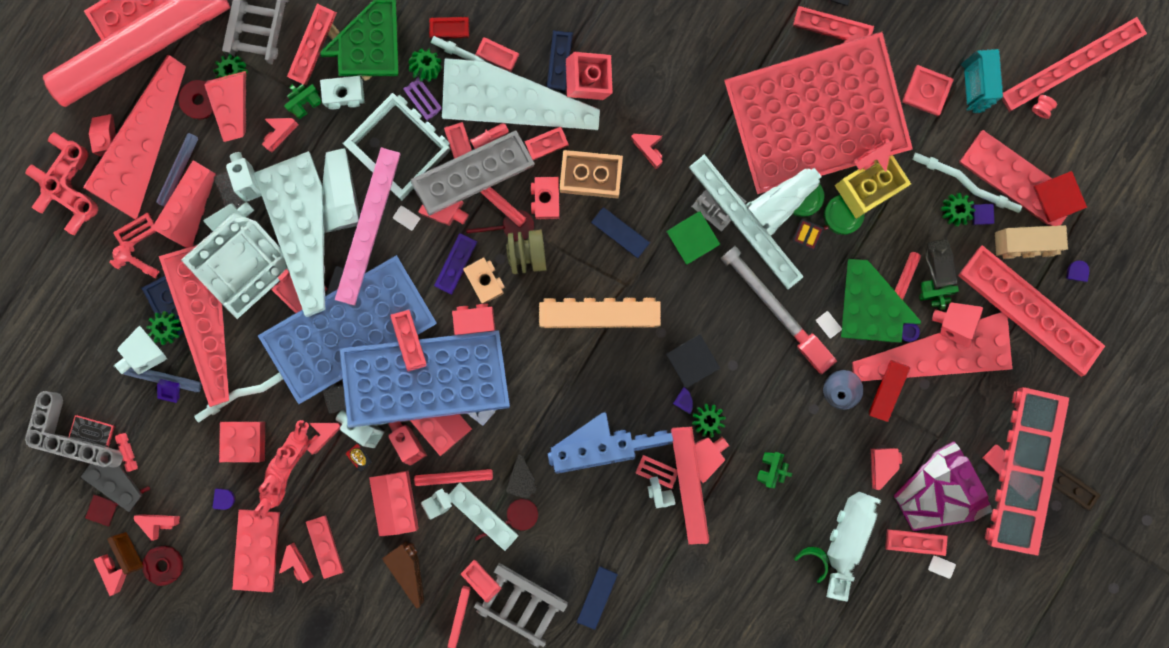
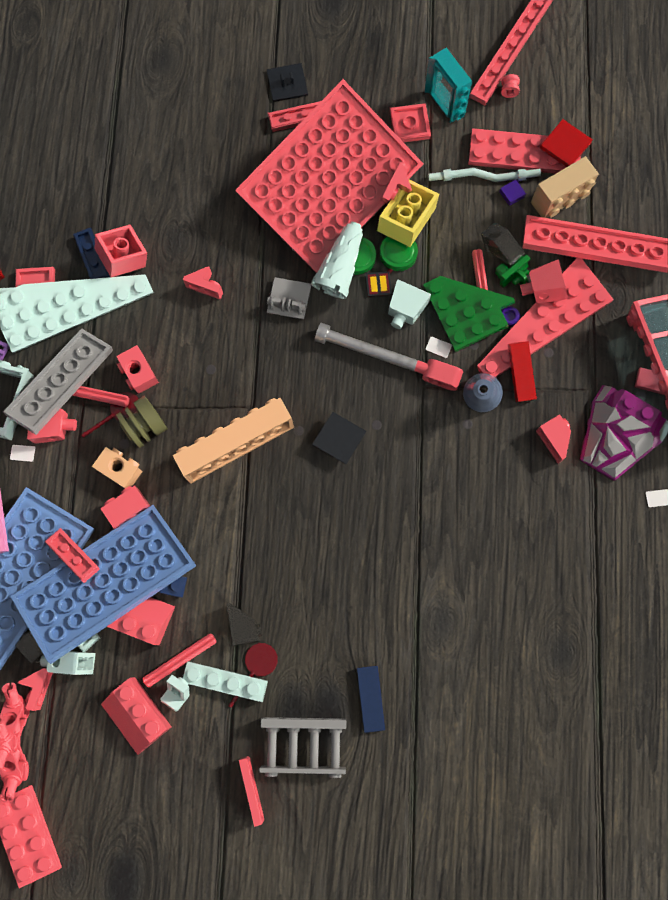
camera: 25 degrees left, 10 degrees down
(293, 558) = (65, 823): coral slope -> none
(324, 547) = (90, 794): coral plate -> none
(358, 457) = (82, 691): sticker -> none
(405, 568) = (177, 772): reddish brown slope -> none
(410, 449) = (118, 652): coral torso -> none
(455, 263) = (84, 472): dark purple tile -> none
(458, 139) = (33, 361): coral tile -> none
(481, 581) = (254, 743): coral tile -> none
(489, 135) = (66, 337): coral axle -> none
(546, 143) = (114, 325): coral plate -> none
(591, 174) = (164, 329): light nougat brick -> none
(596, 437) = (293, 558): medium blue wedge -> none
(620, 232) = (217, 365): dark blue tile -> none
(641, 465) = (360, 552): coral tile -> none
(663, 498) = (378, 574): light aqua bracket -> none
(684, 401) = (351, 477): dark purple tile -> none
(690, 485) = (397, 546): coral tile -> none
(693, 237) = (282, 336): green tile -> none
(705, 426) = (382, 474): green gear -> none
(709, 456) = (396, 515): coral torso -> none
(745, 222) = (319, 299): light aqua tile -> none
(770, 478) = (460, 484): green hips -> none
(817, 552) = (544, 544): green helmet -> none
(822, 270) = (407, 304): none -> light aqua torso
(839, 586) = (581, 563): light aqua bracket -> none
(852, 532) = (565, 506): light aqua wedge -> none
(916, 542) = (623, 488): coral tile -> none
(949, 208) = (483, 197): green gear -> none
(1078, 271) = (617, 195): dark purple tile -> none

